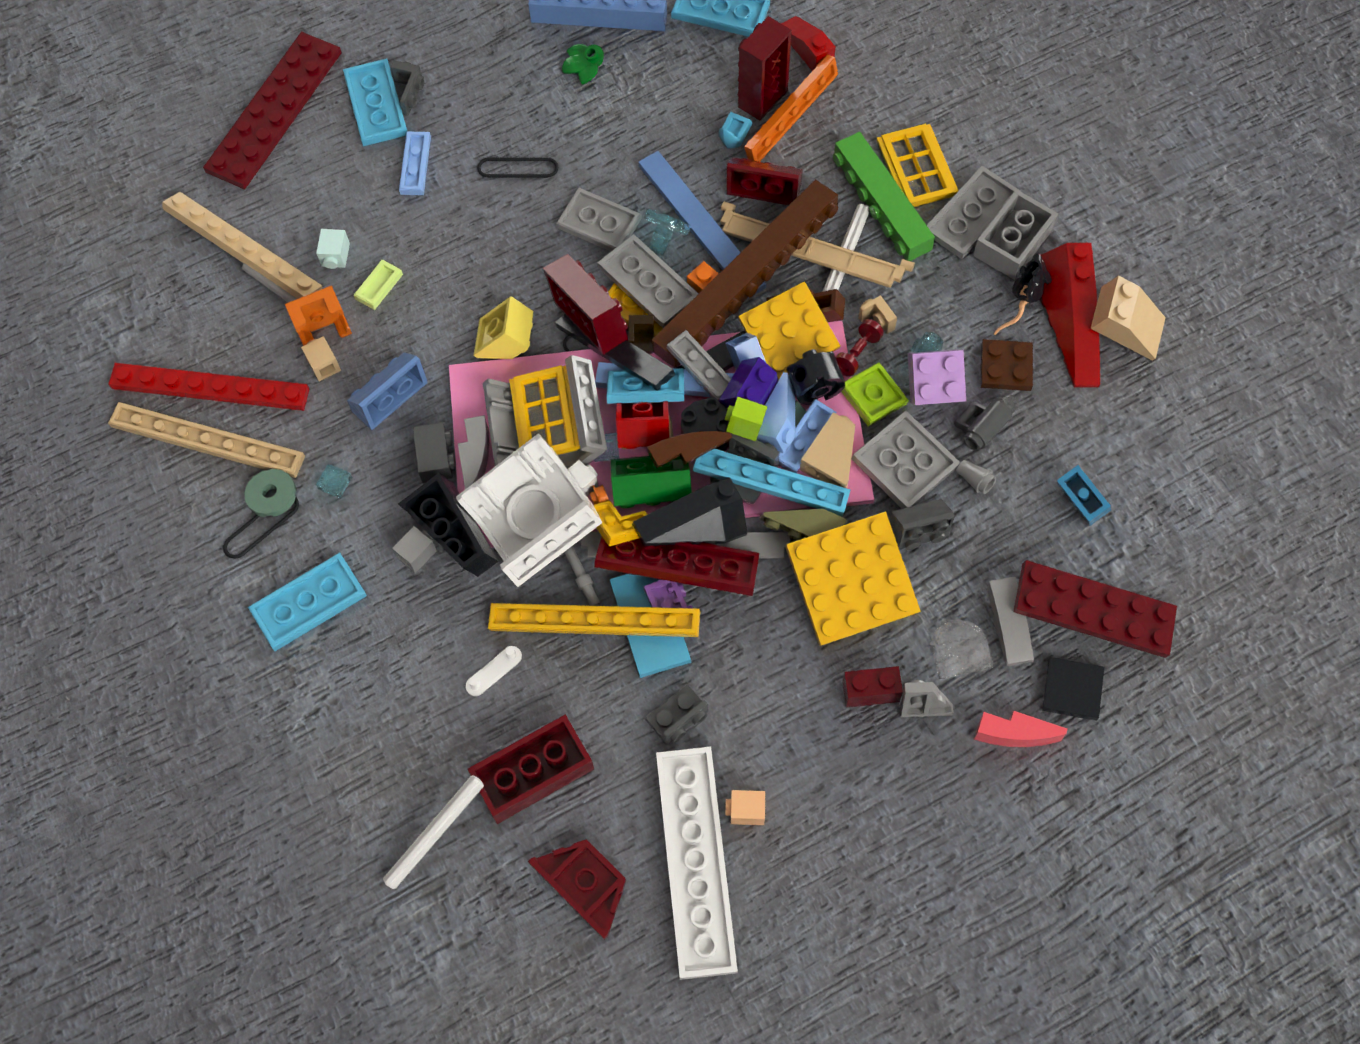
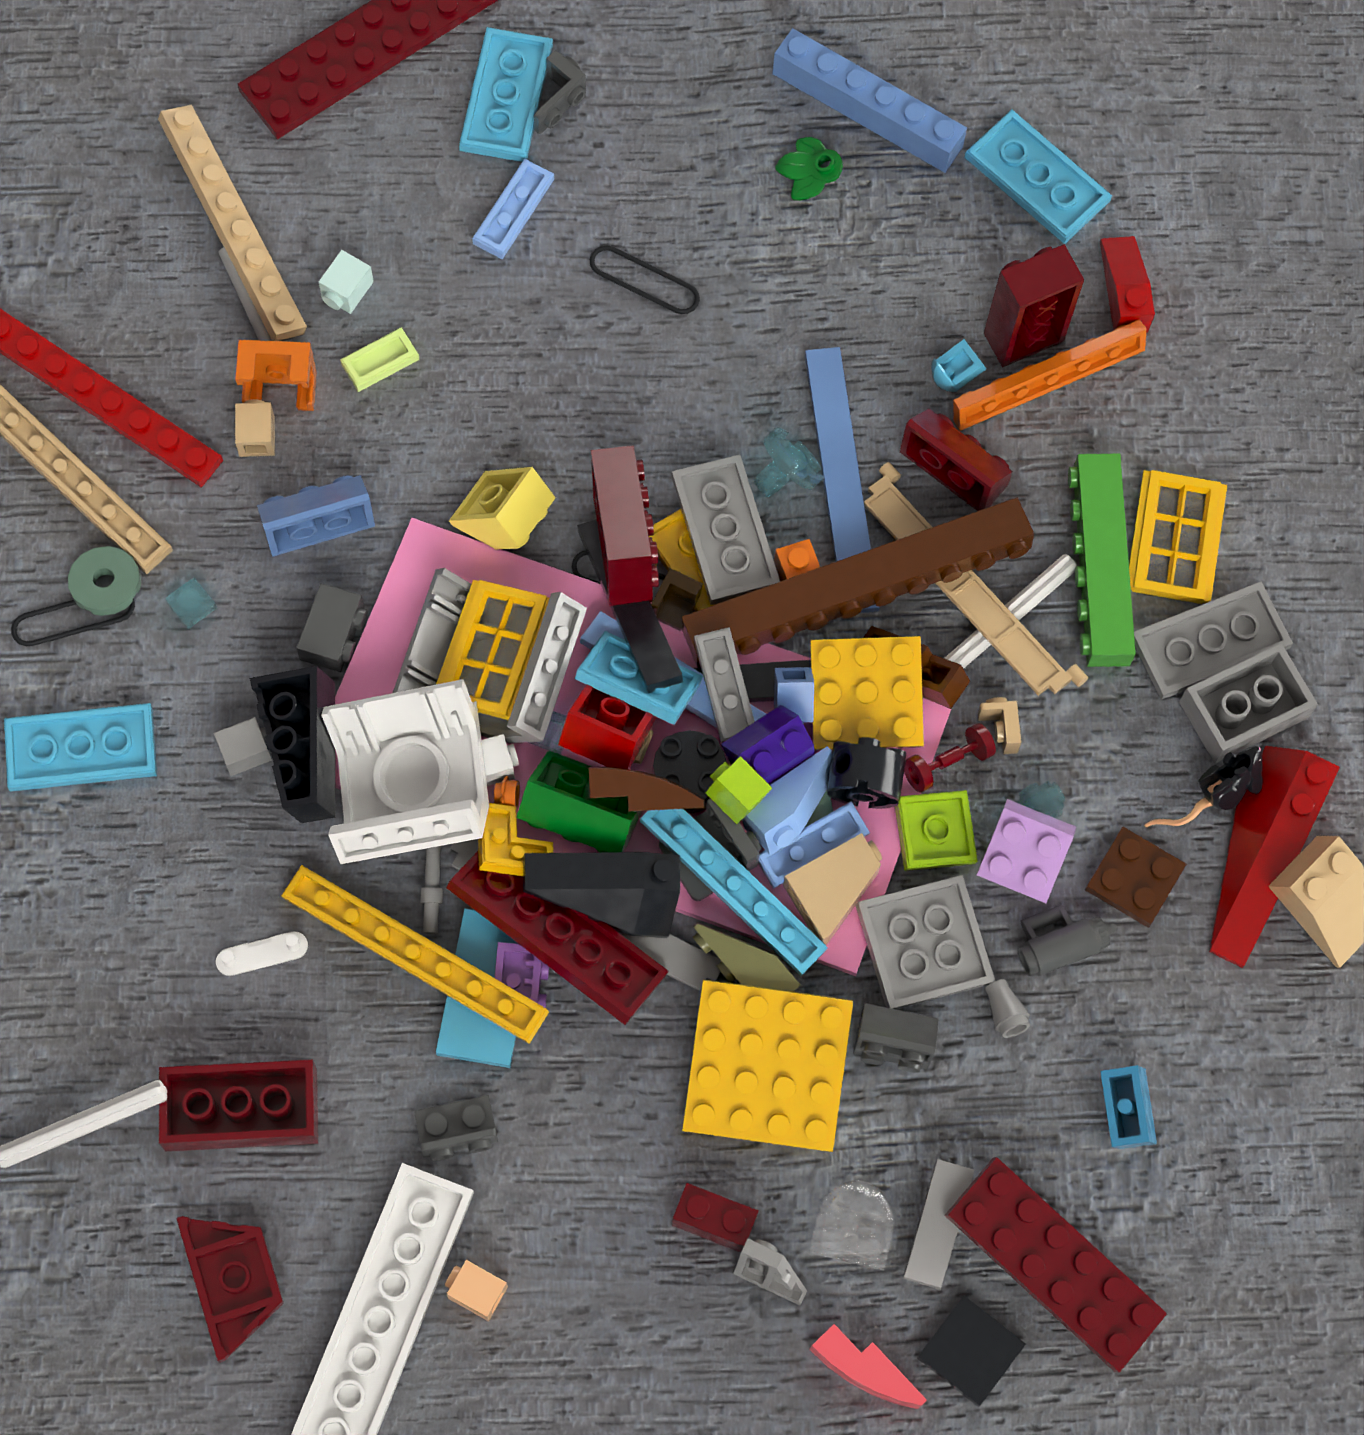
camera: 20 degrees right, 5 degrees up
(475, 451) = (381, 657): light grey slope -> none
(598, 220) = (710, 408): light grey tile -> none

